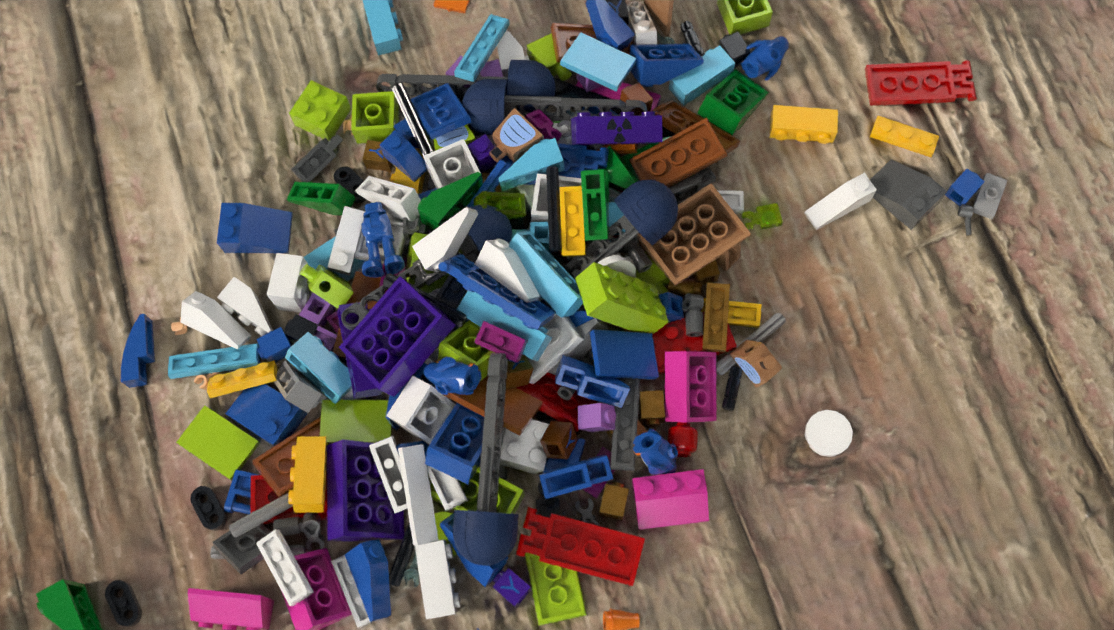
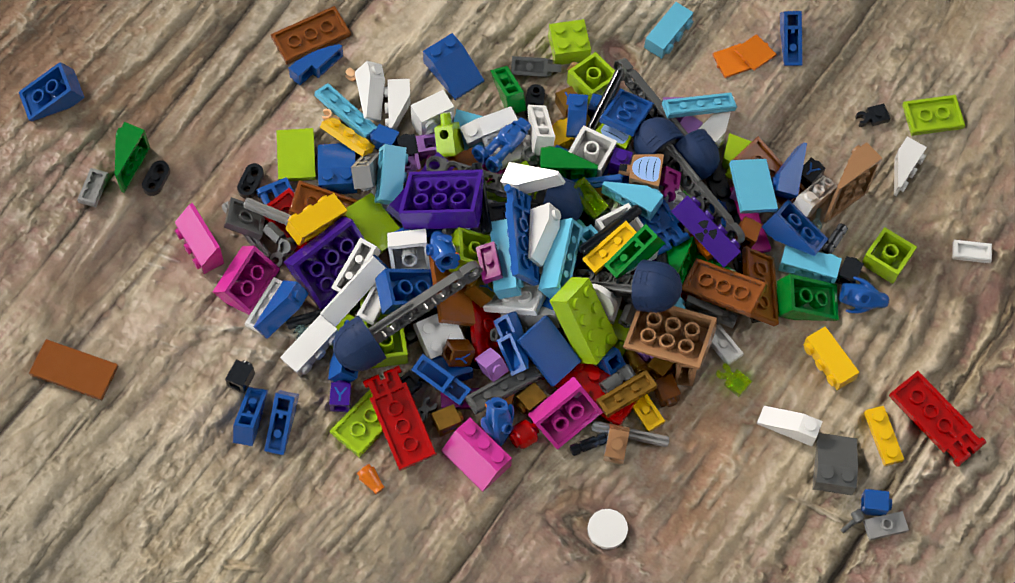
camera: 45 degrees right, 5 degrees down
(103, 335) = (310, 35): none -> dark orange tile
(284, 567) = (247, 248): white tile -> none
(736, 278) = (667, 391): none -> reddish brown brick

